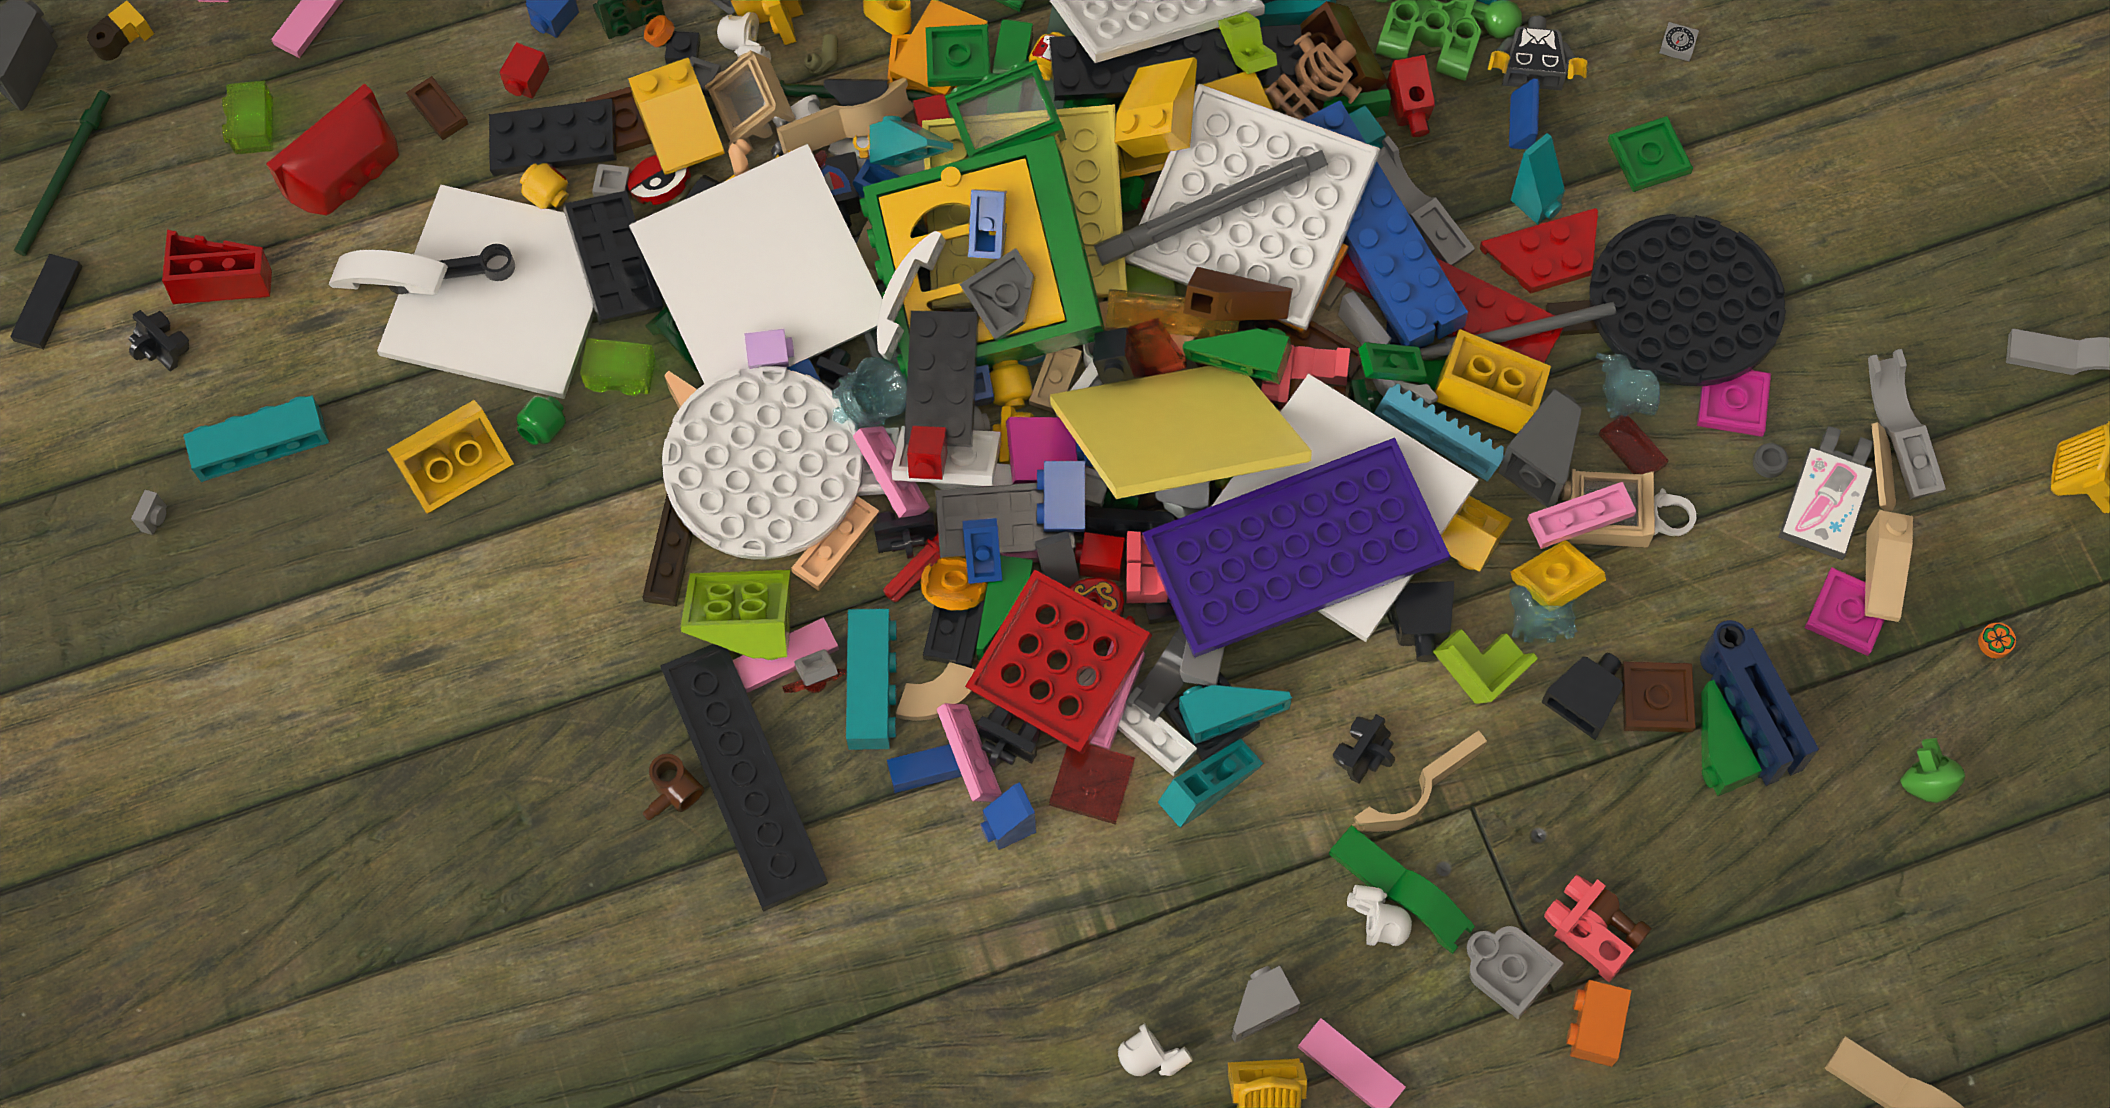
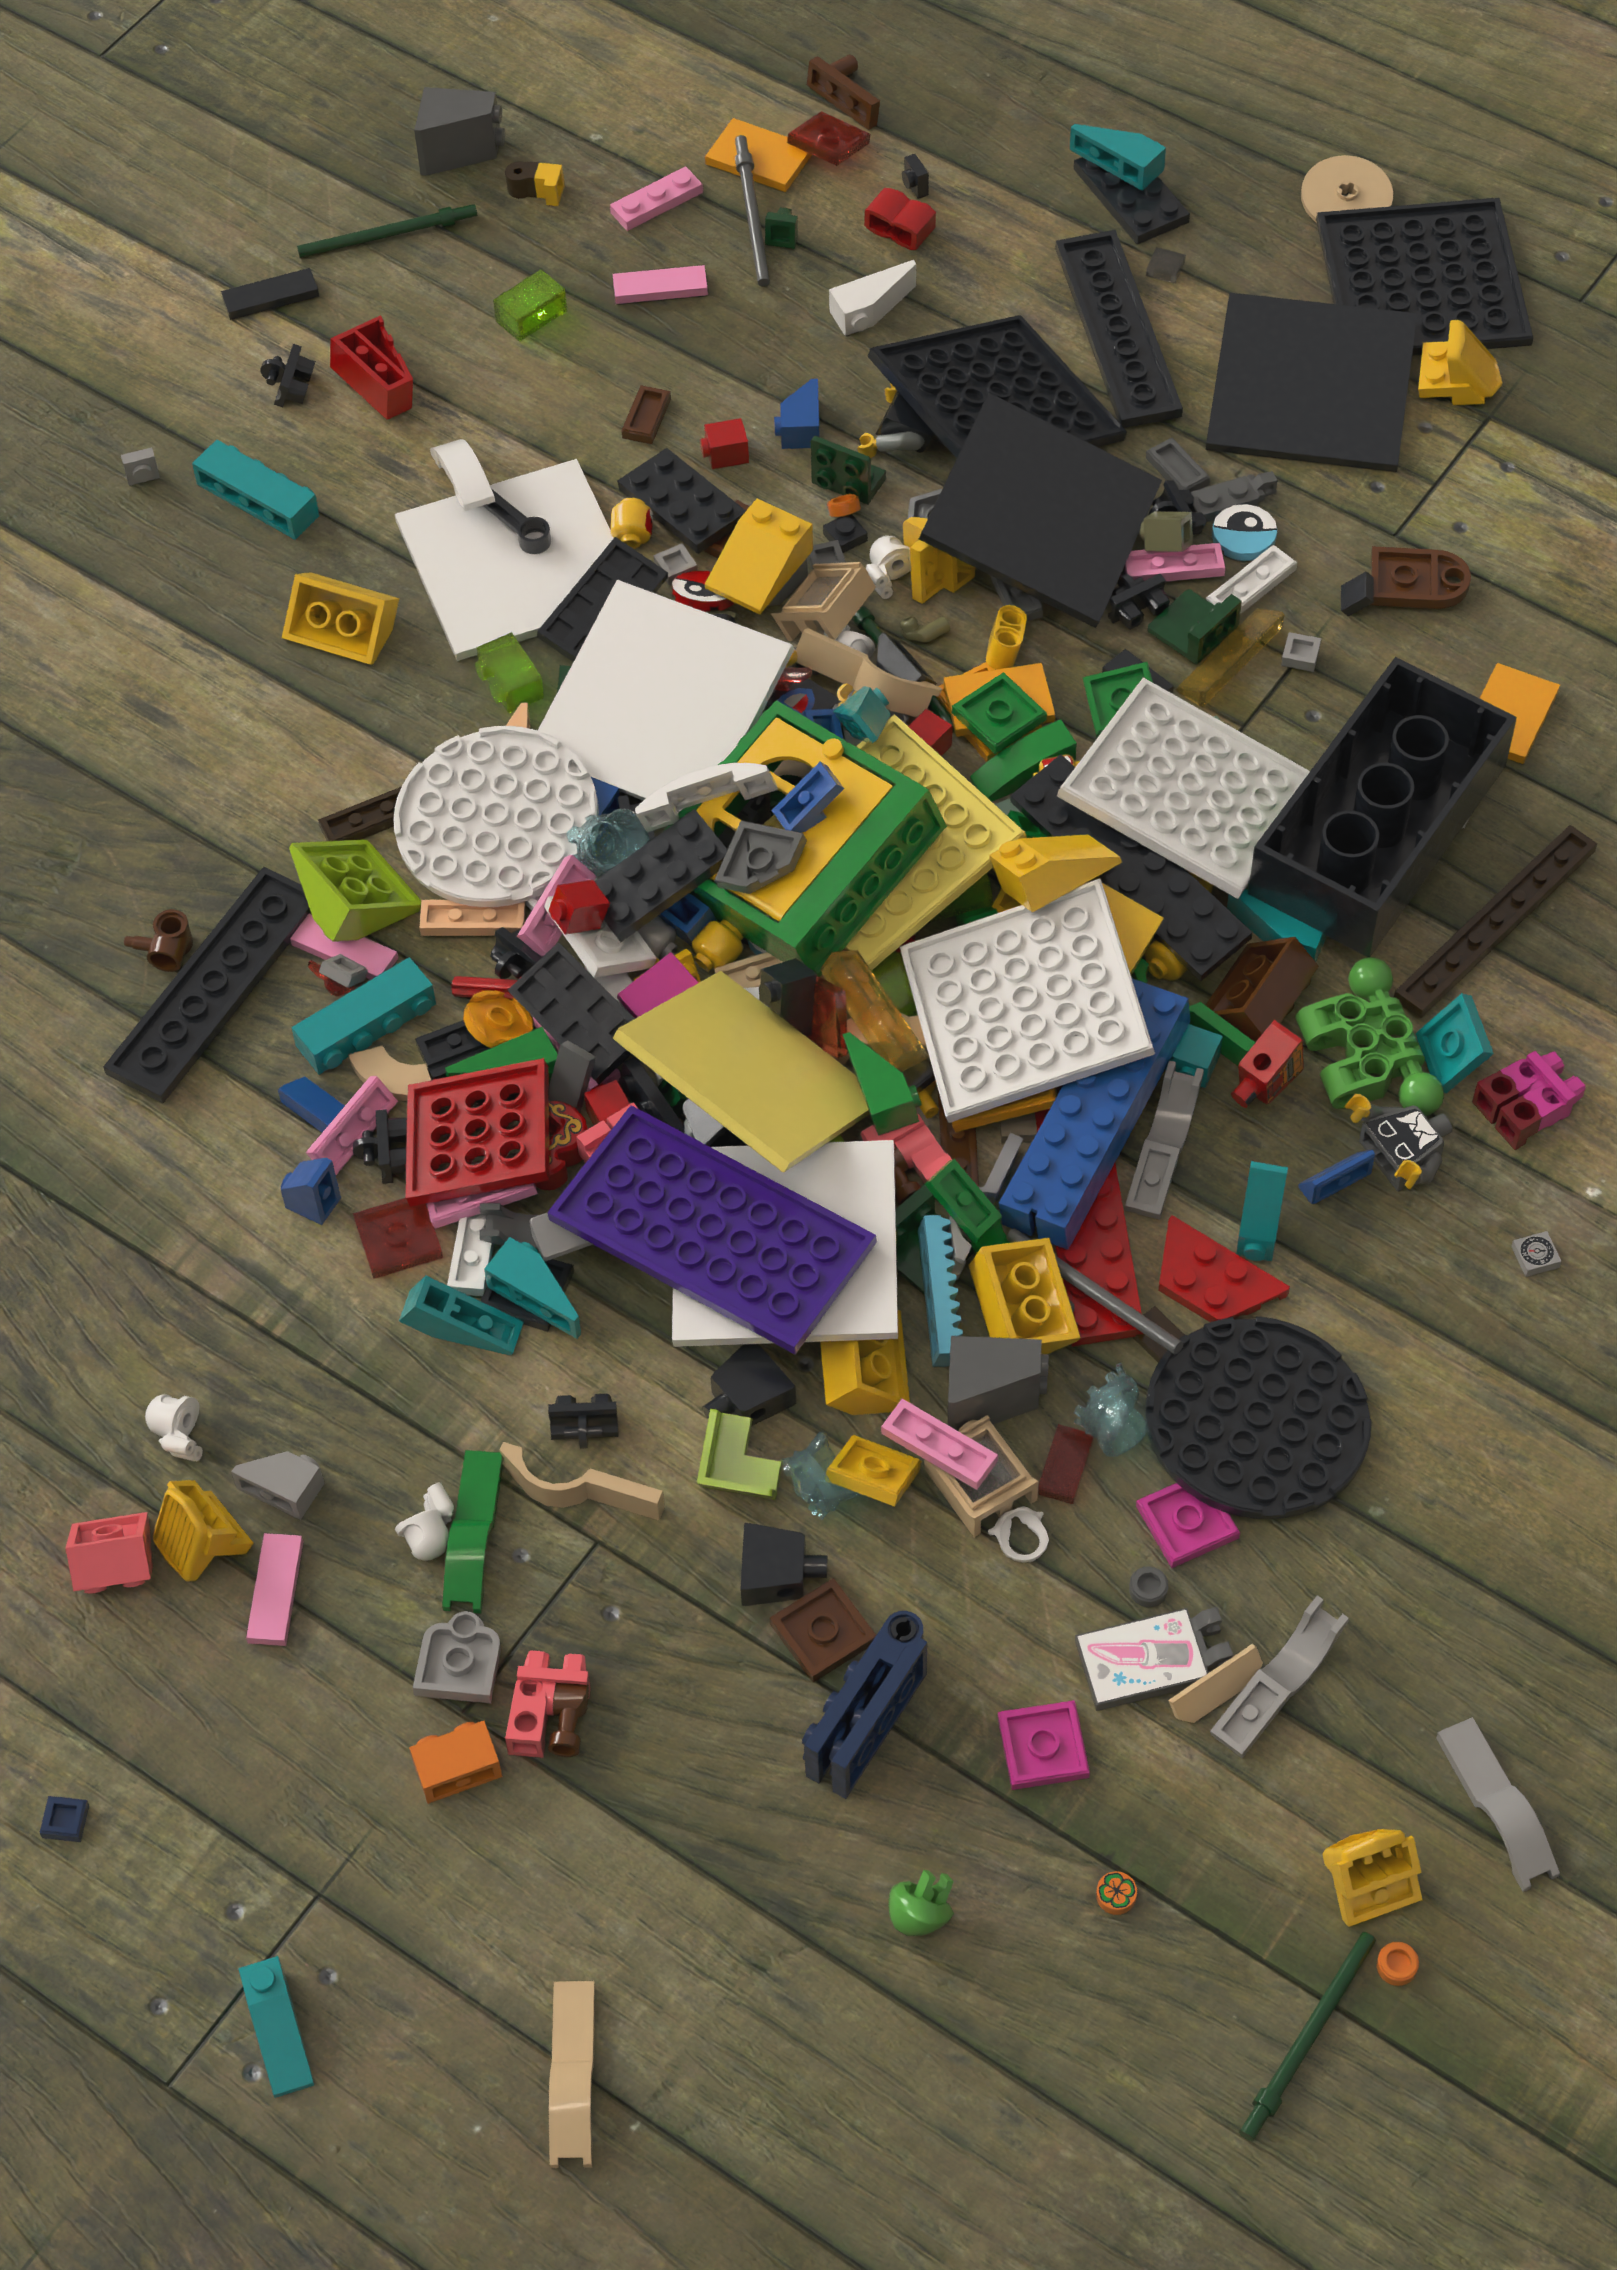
camera: 55 degrees right, 10 degrees down
(336, 155) = (542, 374): red windscreen -> none
(540, 420) = (418, 653): green head -> none
(737, 155) = (770, 622): light nougat arm -> none
(768, 348) = (594, 749): lavender brick -> none
(982, 550) = (529, 1008): blue slope -> none
(1004, 110) = (946, 757): window -> none
(1063, 496) = (600, 1030): brick -> none
(1209, 207) = (988, 963): dark grey piece -> none
(1234, 297) = (916, 1035): reddish brown slope -> none
(1245, 43) = (1186, 897): lime slope -> none
(1325, 69) = (1235, 977): medium nougat piece -> none
(1650, 154) = (1391, 1300): green tile -> none
(1725, 752) = (800, 1707): green slope -> none
(1887, 564) = (1109, 1741): tan slope -> none

